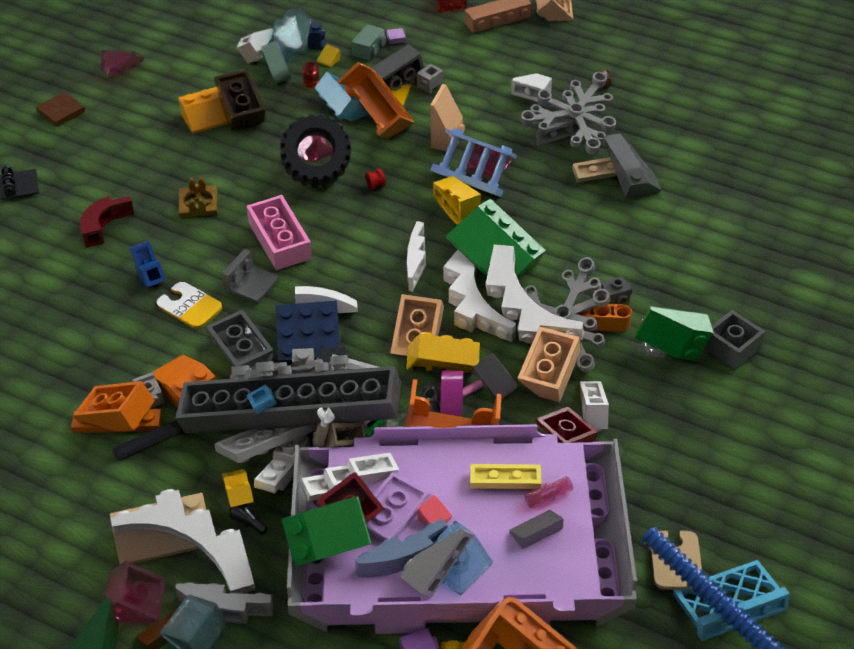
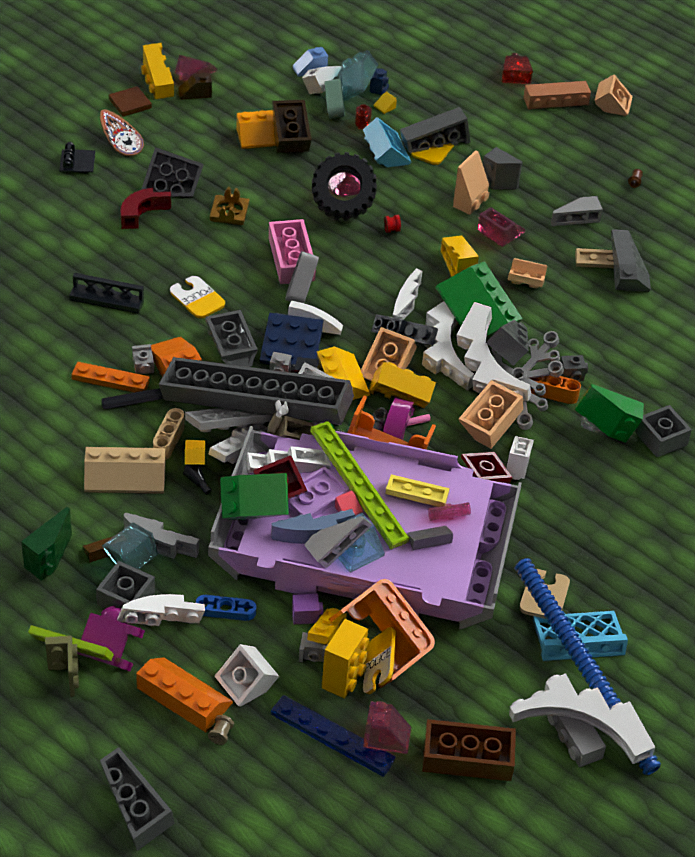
camera: 10 degrees right, 0 degrees up
(59, 145) = (121, 134): none -> shield
(81, 74) = (156, 72): none -> yellow wedge
(90, 327) = (108, 296): none -> black fence
(116, 406) = (113, 364): orange slope -> none
(126, 176) = (172, 174): none -> dark grey wedge
(128, 79) = (196, 87): none -> dark brown slope
(135, 593) = (91, 513): clear pink slope -> none
(146, 264) = (169, 255): blue brick -> none
(169, 517) = (152, 473): white arch -> none
(201, 469) = (169, 431): none -> tan beam
(239, 28) = (310, 60): none -> medium blue slope
(247, 280) = (251, 286): dark grey bracket -> none
(261, 399) = (232, 383): dark azure tile -> none
(271, 368) = (241, 358): light grey plant -> none
(299, 258) = (302, 277): none -> light grey beam
(368, 42) = (426, 97): sand green brick -> none
(372, 348) = (343, 366): none -> yellow slope
(377, 99) = (415, 151): orange windscreen -> none
(396, 36) = (454, 96): lavender tile -> none
(429, 78) = (471, 141): light grey brick -> none
(440, 485) = (360, 485): none -> lime tile
(442, 290) = (420, 333): none -> black slope
(471, 98) = (502, 169): none -> dark grey slope
(475, 180) = (495, 252): light blue fence -> none
(495, 376) = (441, 414): dark grey slope -> none
(530, 85) = (565, 171): white slope -> none
(532, 200) = (527, 273): none -> light nougat bracket
(545, 279) = (510, 341): none -> dark grey wedge
(576, 111) = (594, 201): light grey plant -> none

